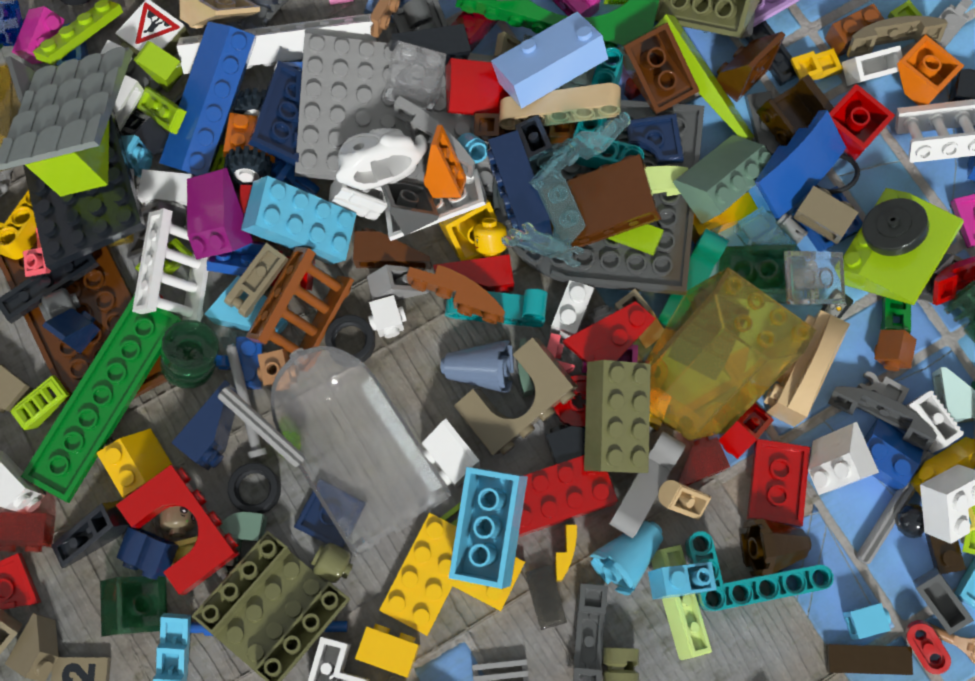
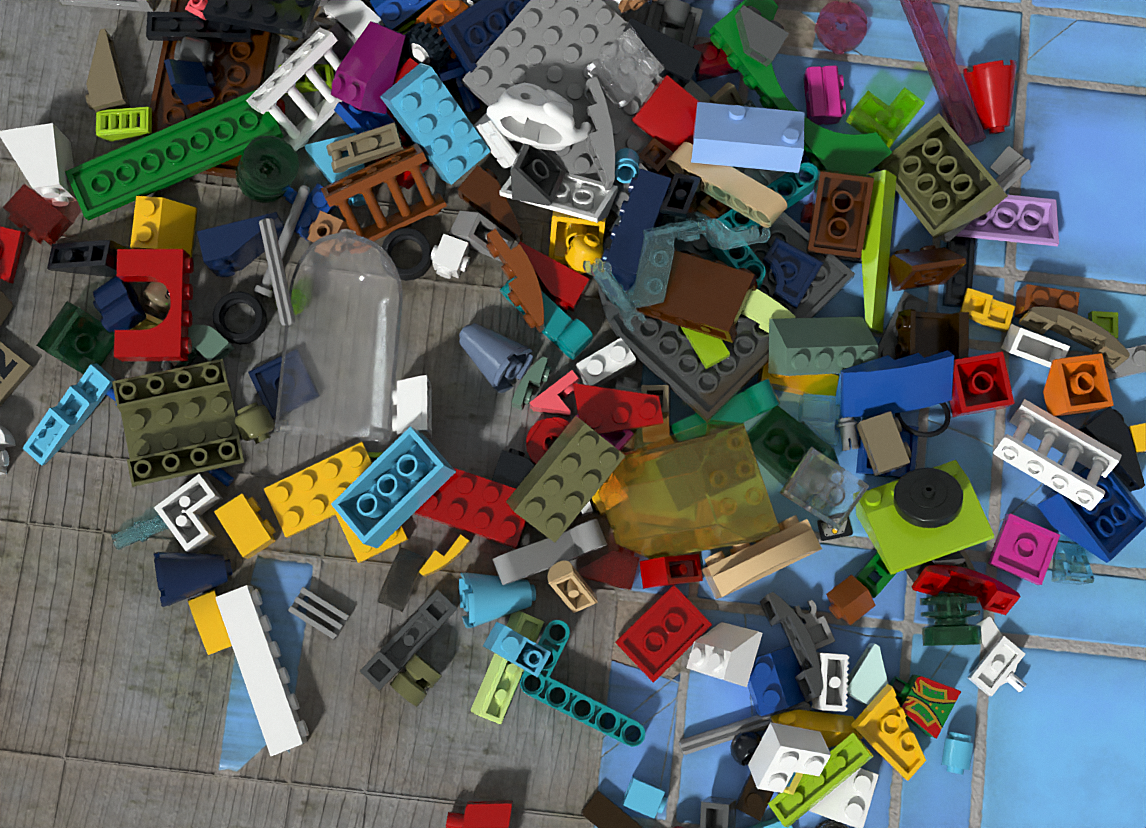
camera: 30 degrees right, 5 degrees up
(444, 172) = (584, 165): orange slope -> none
(551, 388) = (534, 413): dark tan arch -> none
(772, 546) = (615, 680): dark brown cone -> none

